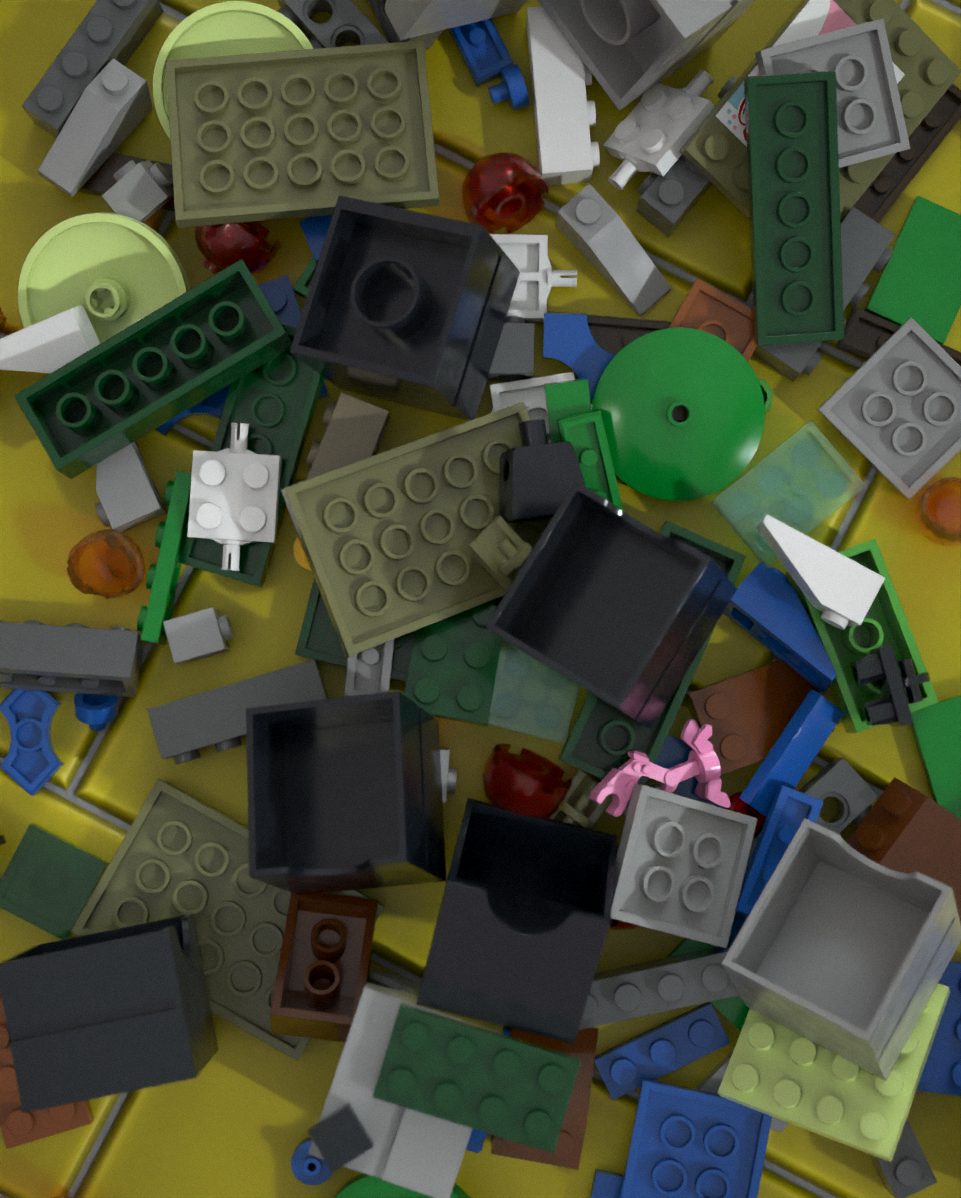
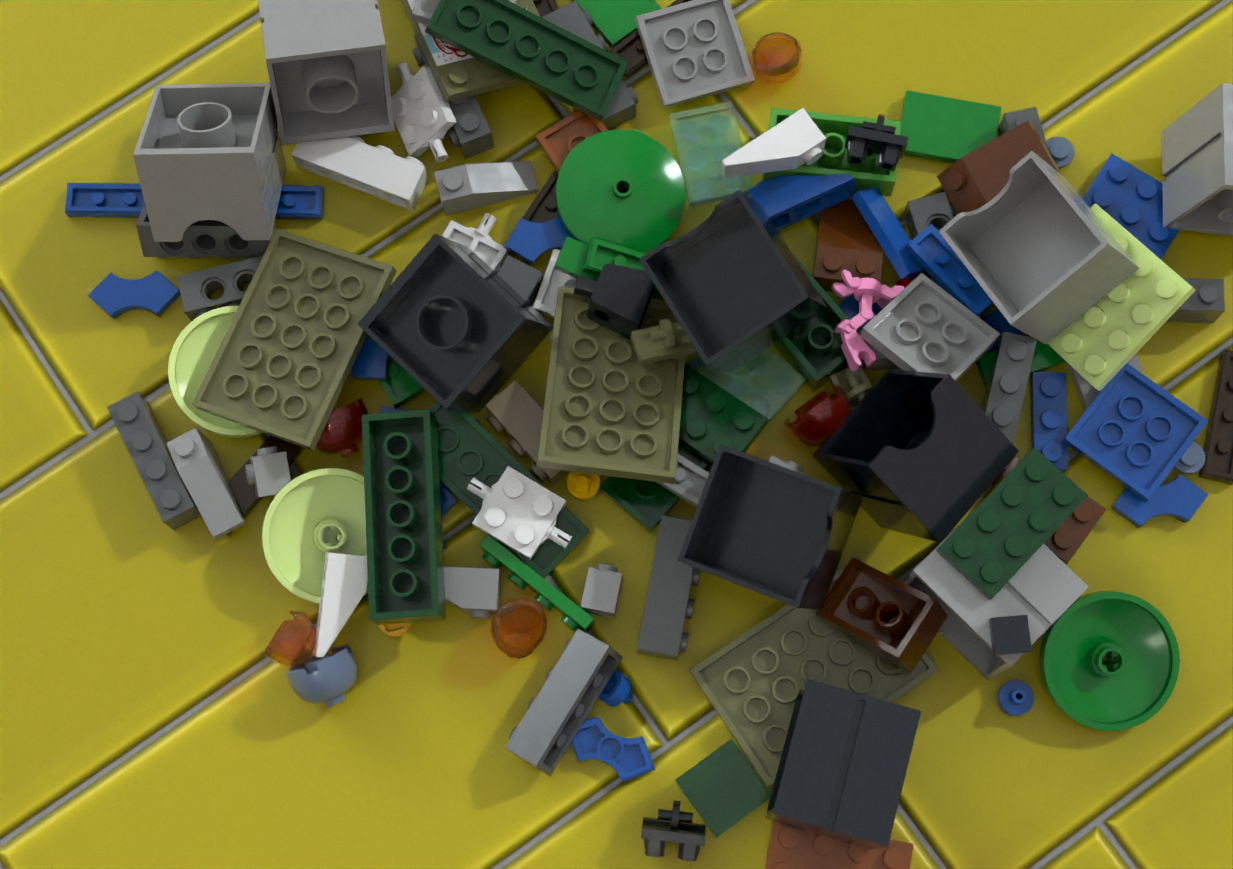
camera: 55 degrees left, 10 degrees down
(503, 192) = (404, 231): clear red cylinder -> none
(511, 88) = (338, 194): blue tile -> none

